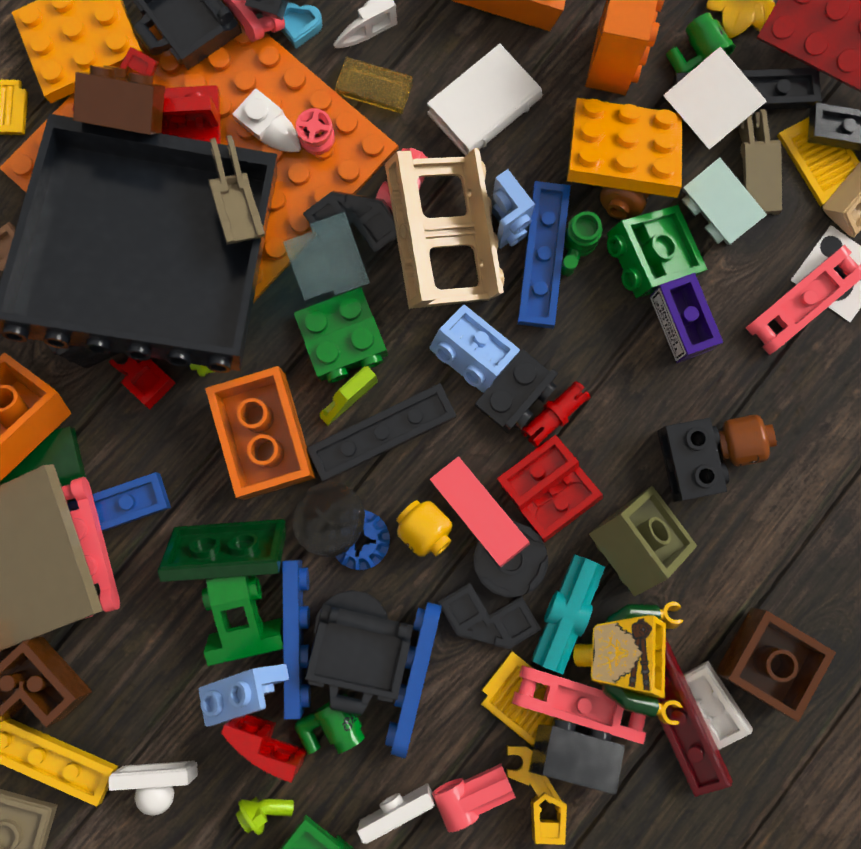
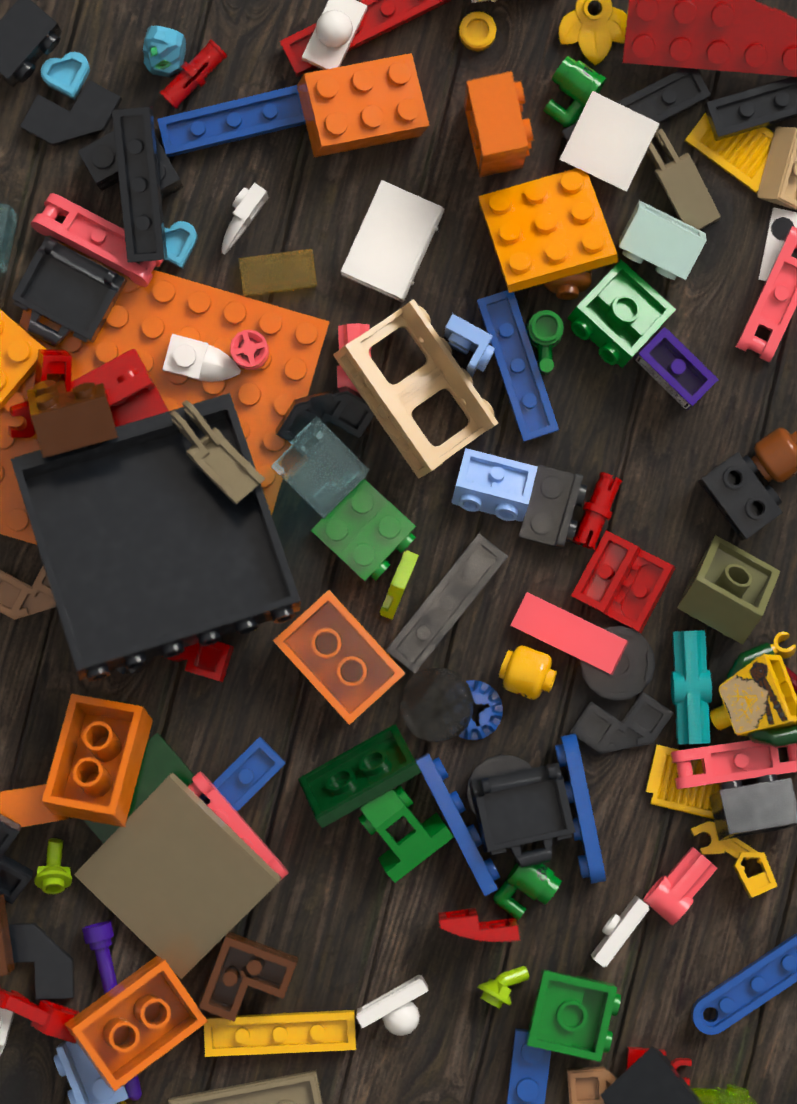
camera: 25 degrees left, 5 degrees up
(239, 693) = (436, 892): light blue bracket -> none

